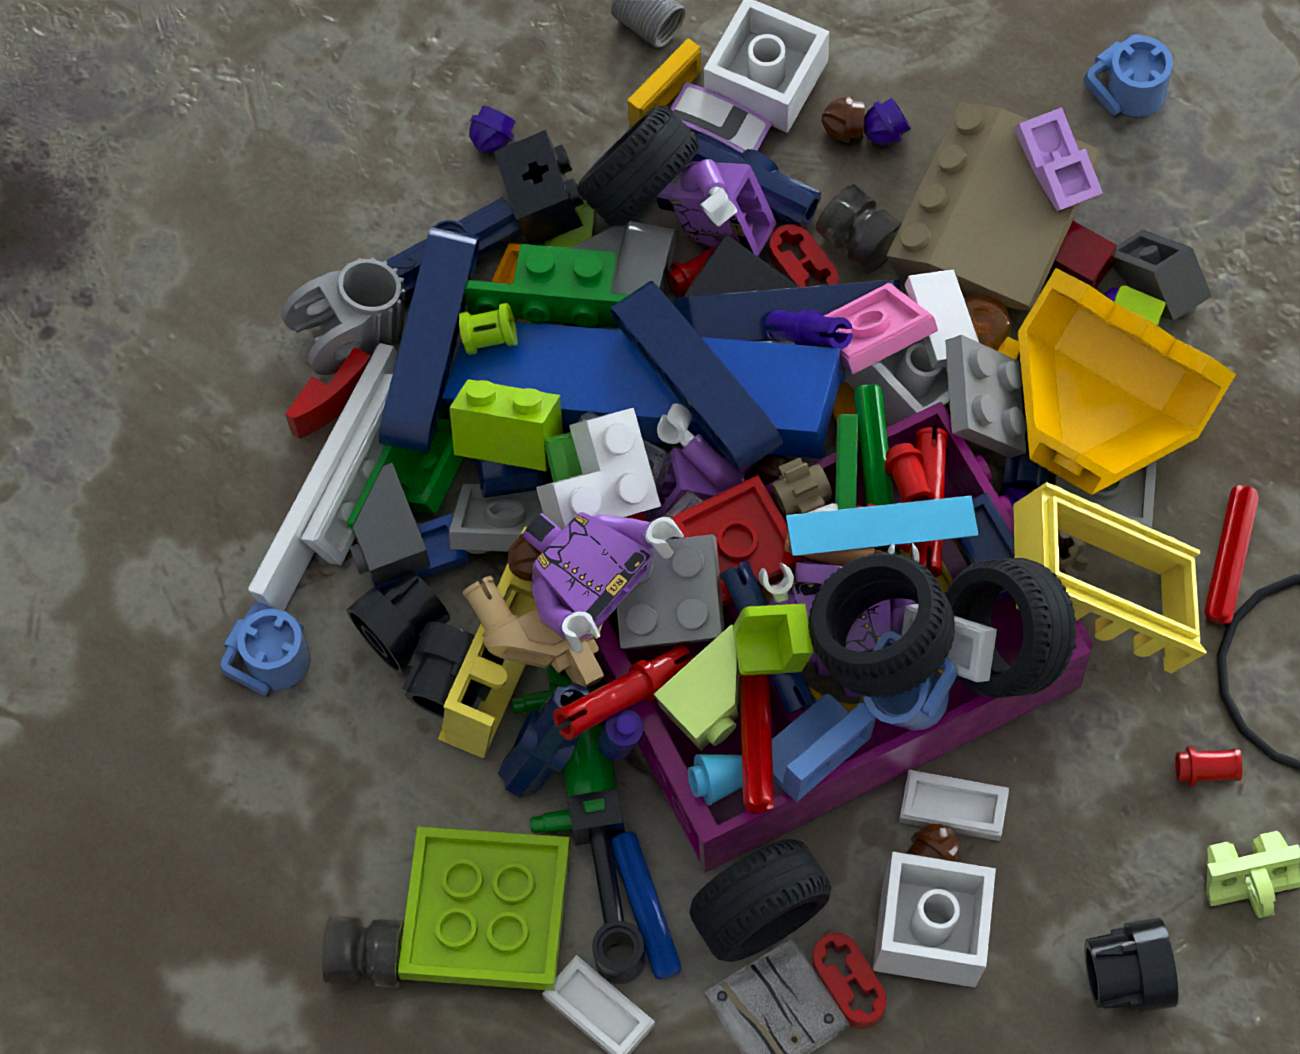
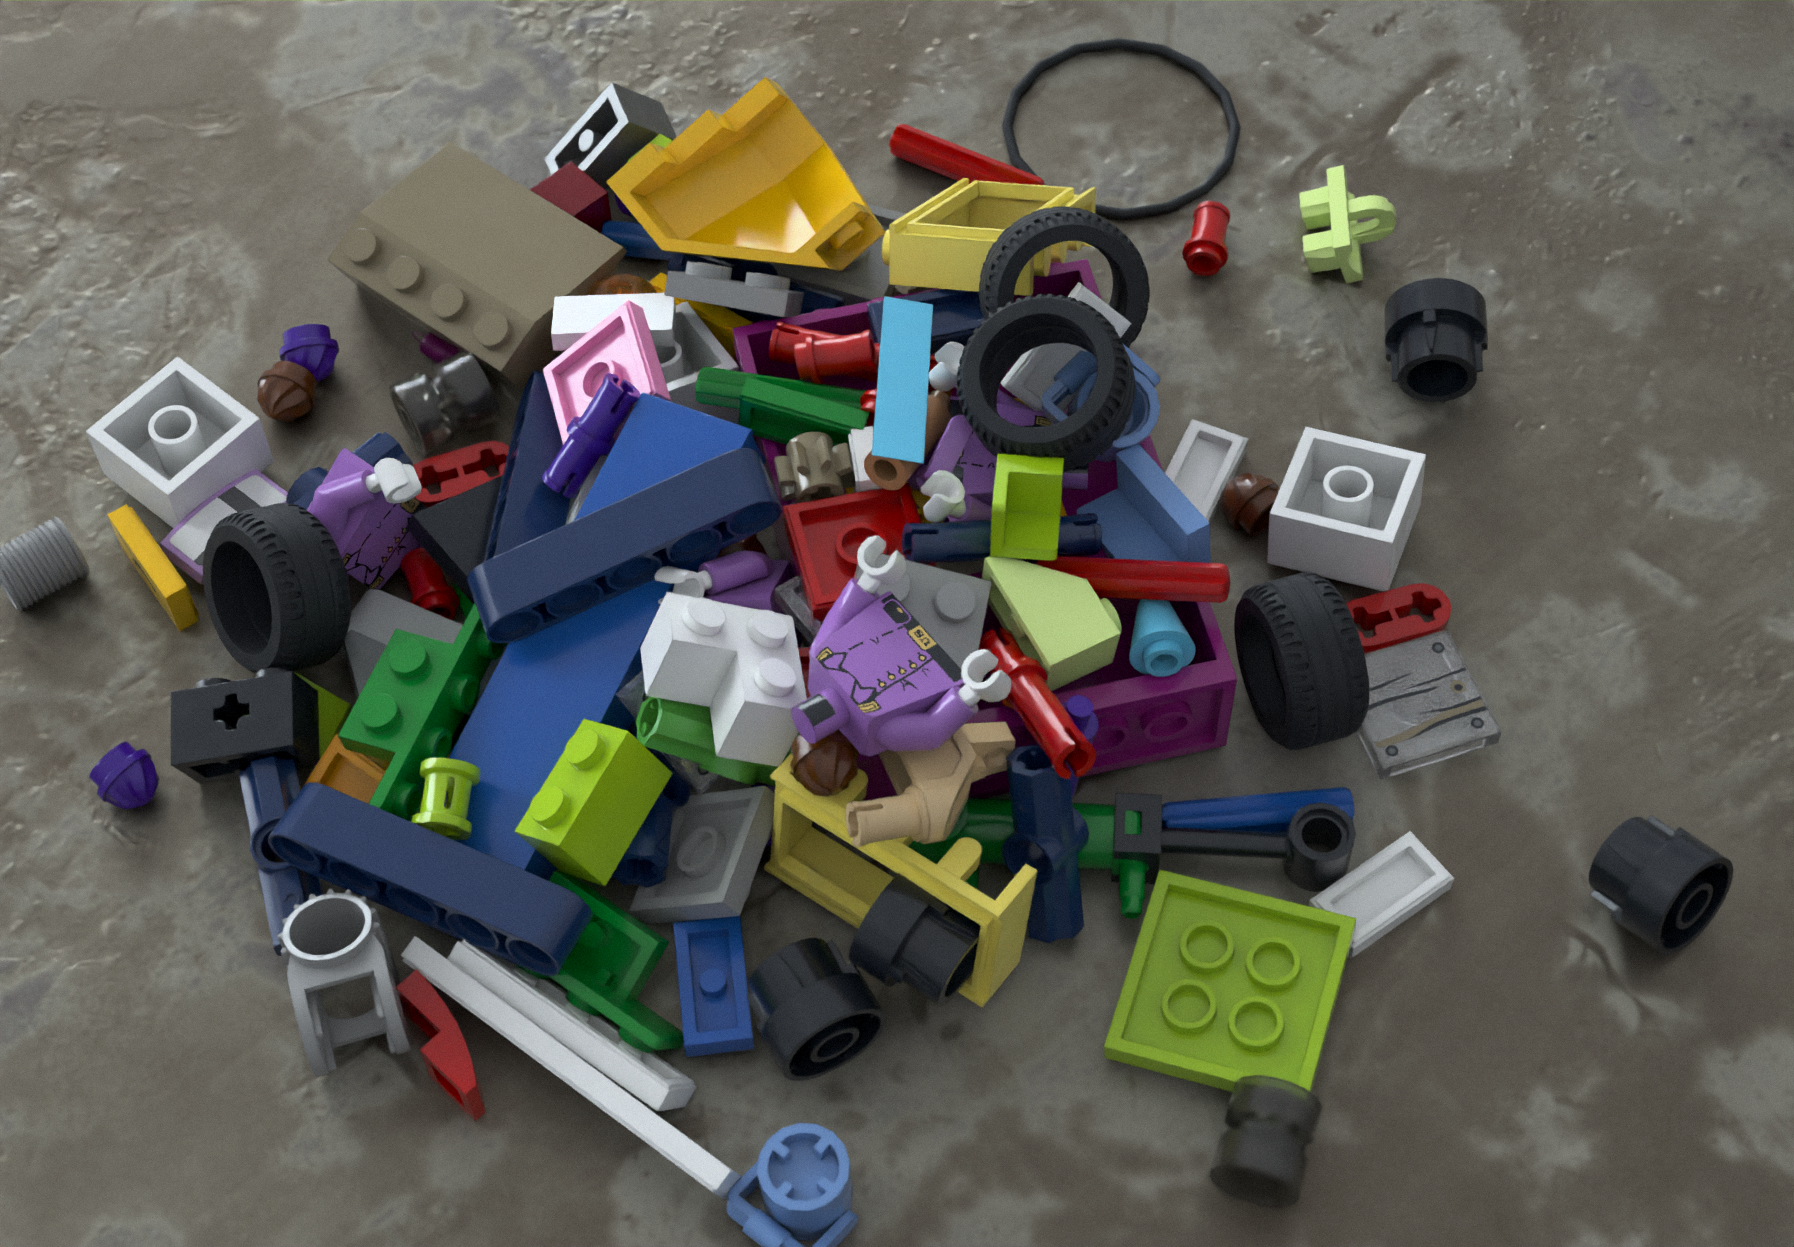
camera: 80 degrees left, 10 degrees down
(387, 532) = (685, 987): dark grey slope -> none
(1056, 161) = (470, 172): lavender slope -> none
(1136, 79) = (359, 113): medium blue piece -> none

